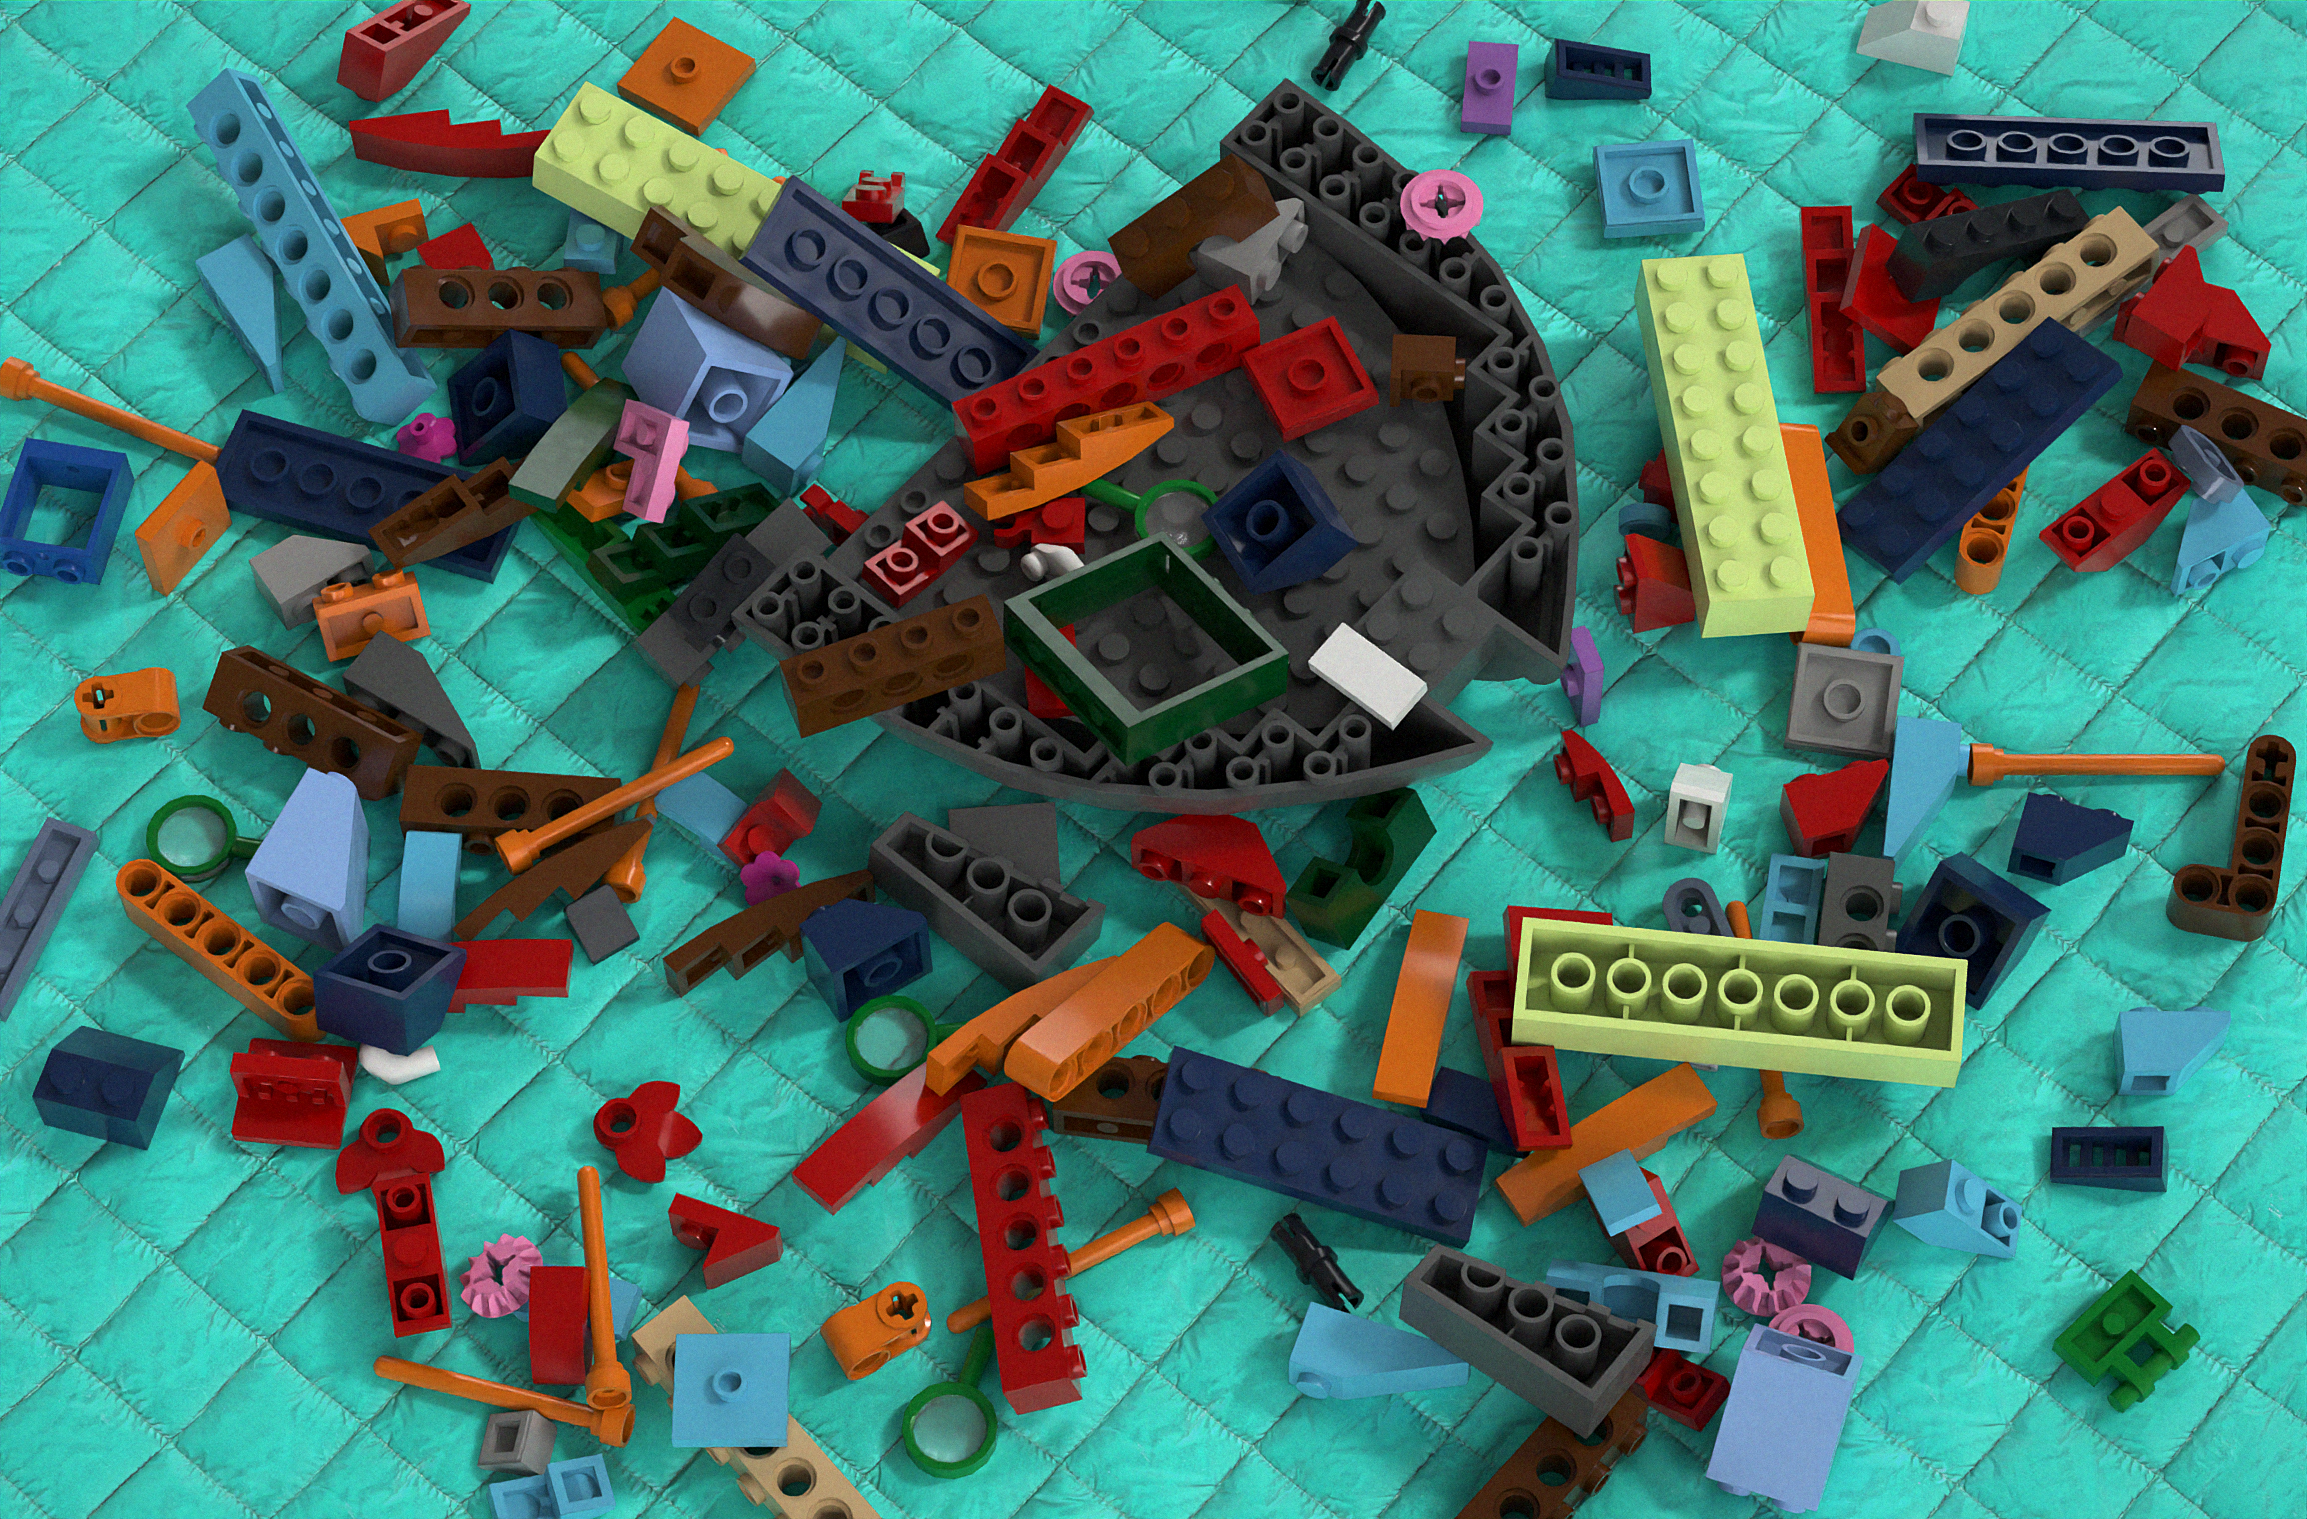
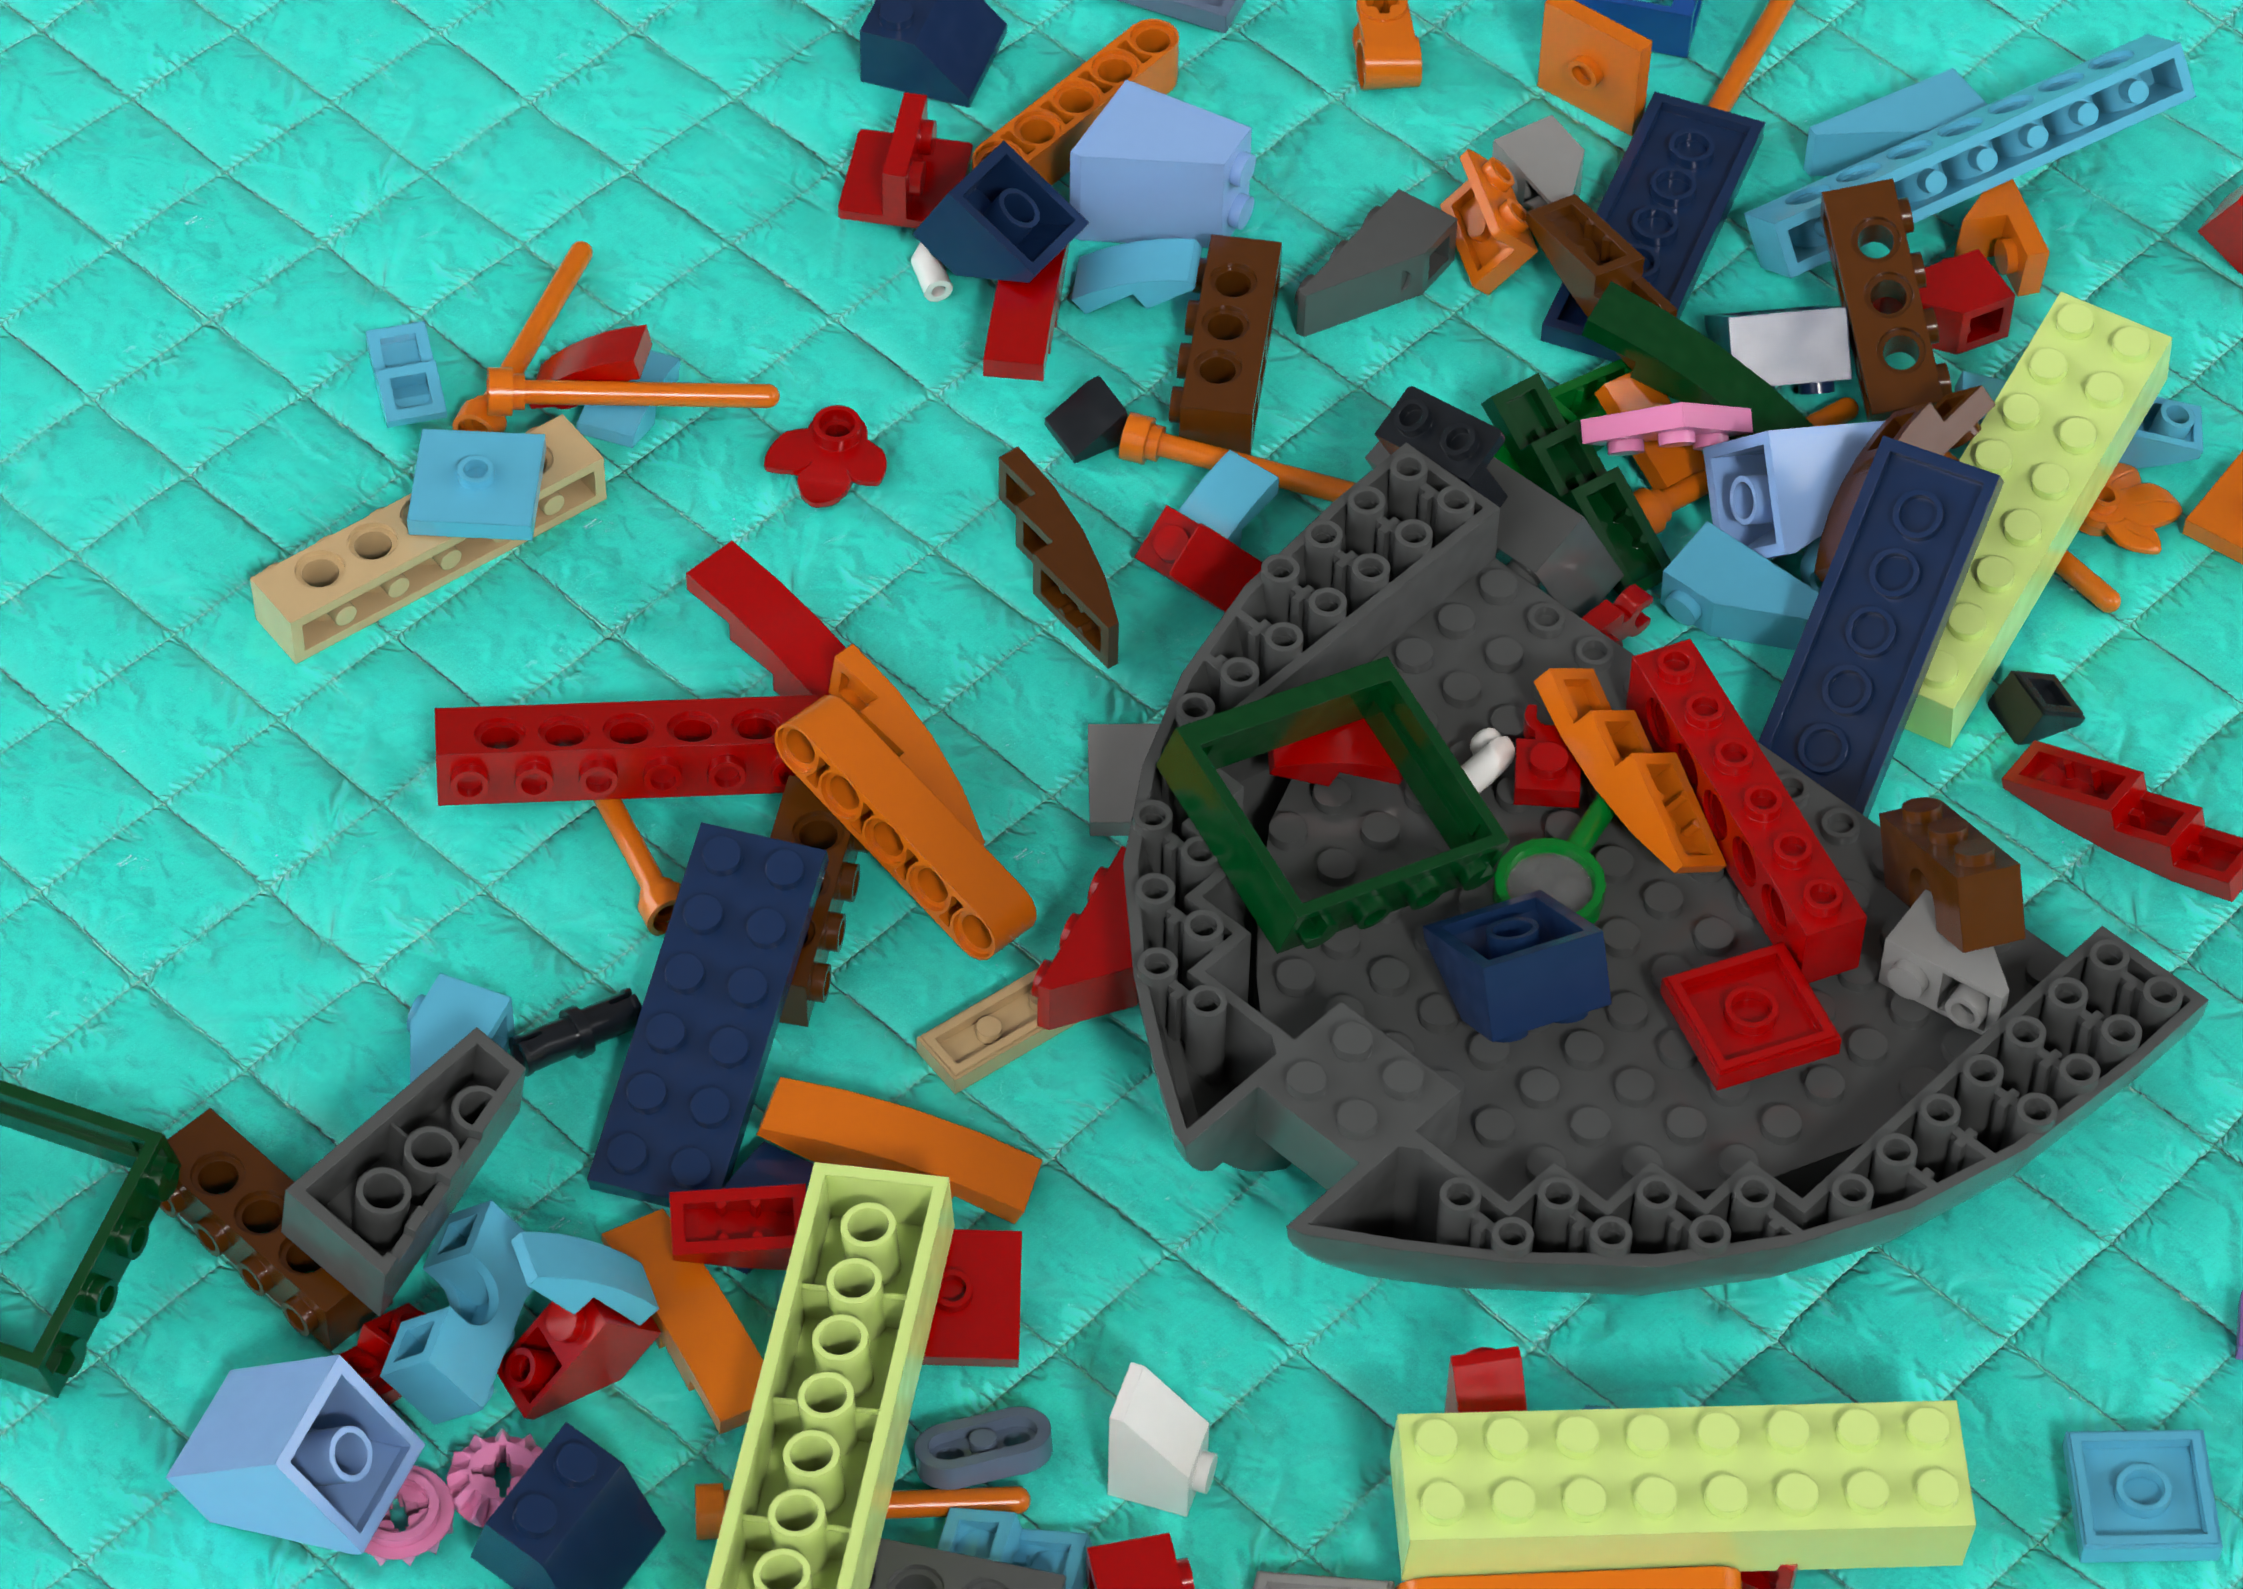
camera: 90 degrees right, 10 degrees down
(196, 838) = (1231, 92): piece -> none
(373, 1161) = (820, 252): red plate -> none
(382, 742) = (1349, 173): reddish brown brick -> none
(413, 1255) = (681, 258): red slope -> none
(428, 438) = (1735, 286): dark pink plant -> none
(434, 146) = (2148, 269): red slope -> none
(487, 1296) = (673, 331): bright pink gear -> none
(517, 1443) = (469, 352): light grey slope -> none
(523, 848) = (1161, 324): orange piece -> none
(571, 867) = (1128, 361): reddish brown slope -> none
(736, 1241) = (680, 514): red slope -> none
(769, 877) = (1125, 563): dark pink plant -> none
(863, 952) = (1003, 609): dark blue slope -> none
(872, 1334) = (552, 638): orange piece -> none
(876, 198) = (2063, 656): red hinge -> none
(893, 665) = (1300, 550): reddish brown brick -> none
(893, 1038) = (926, 666): piece -> none
(923, 554) = (1503, 640): red slope -> none
(953, 1425) = (414, 691): piece -> none
(983, 905) = (1055, 736): dark grey wedge -> none
(1004, 275) = (1976, 778): orange plate -> none
(1244, 962) = (974, 972): red plate -> none
(1341, 900) = (1048, 1070): dark green arch -> none
(1367, 675) = (1277, 1014): white tile -> none
(1424, 368) = (1757, 1120): reddish brown brick -> none
(1461, 198) = (2011, 1118): bright pink gear -> none
(1583, 677) = (1343, 1328): medium lavender plate -> none
(1594, 779) = (1222, 1343): red slope -> none

